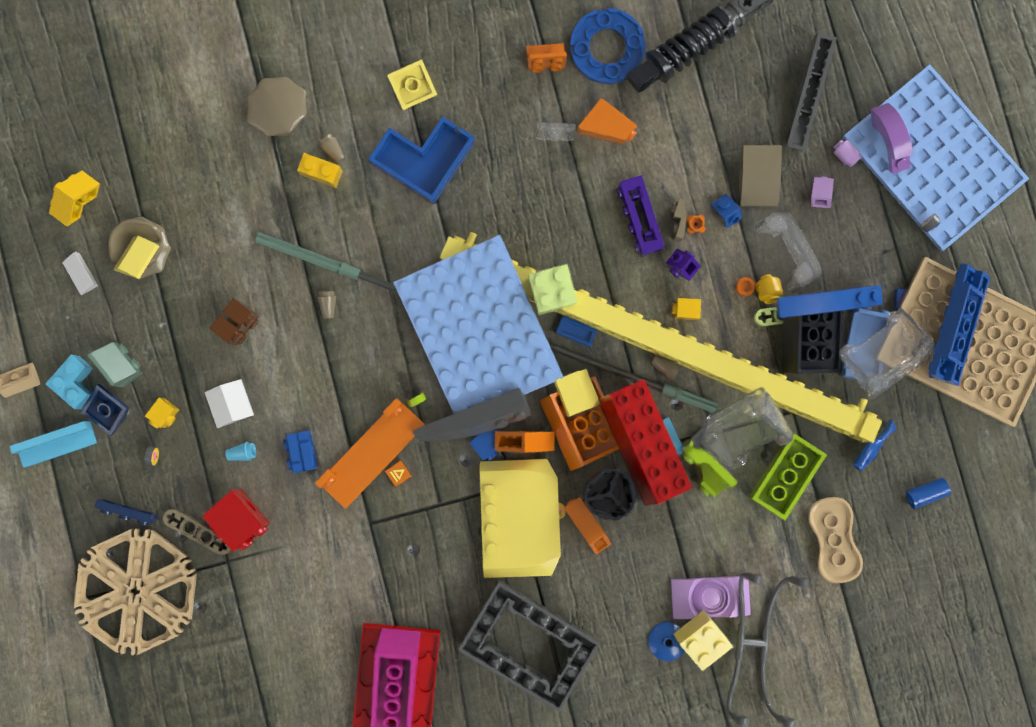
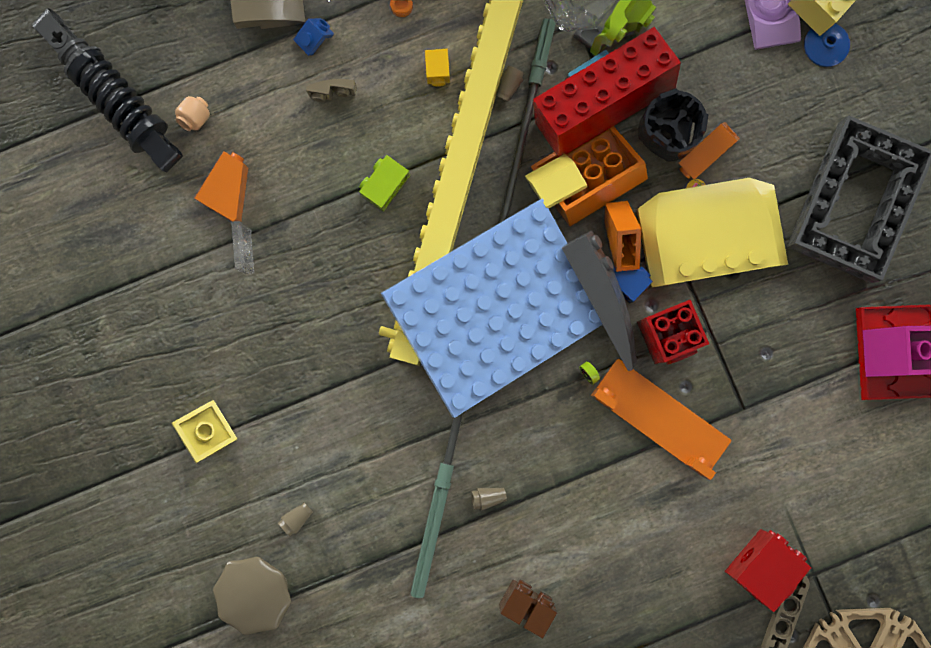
camera: 90 degrees left, 0 degrees up
(229, 403) = (625, 600): white slope -> none
(242, 452) = (683, 576): medium azure cone -> none
(300, 452) = (672, 504): blue brick -> none
(320, 170) = (325, 530): yellow brick -> none
(398, 473) = (679, 382): orange tile -> none
(425, 168) = (307, 400): blue piece -> none
(437, 470) = (673, 333): none -> red brick
(546, 57) = (151, 272): orange bracket -> none
(552, 289) = (440, 220): yellowish green brick -> none
(576, 331) = (480, 194): blue tile -> none
(595, 252) = (384, 182): none -> lime brick
(619, 22) = (97, 194): blue plate -> none
(631, 186) = (303, 149): dark purple brick -> none
(673, 104) = (192, 113): none -> light nougat head
(683, 264) = (385, 77): dark purple brick -> none
(695, 219) = (332, 64): orange plate -> none

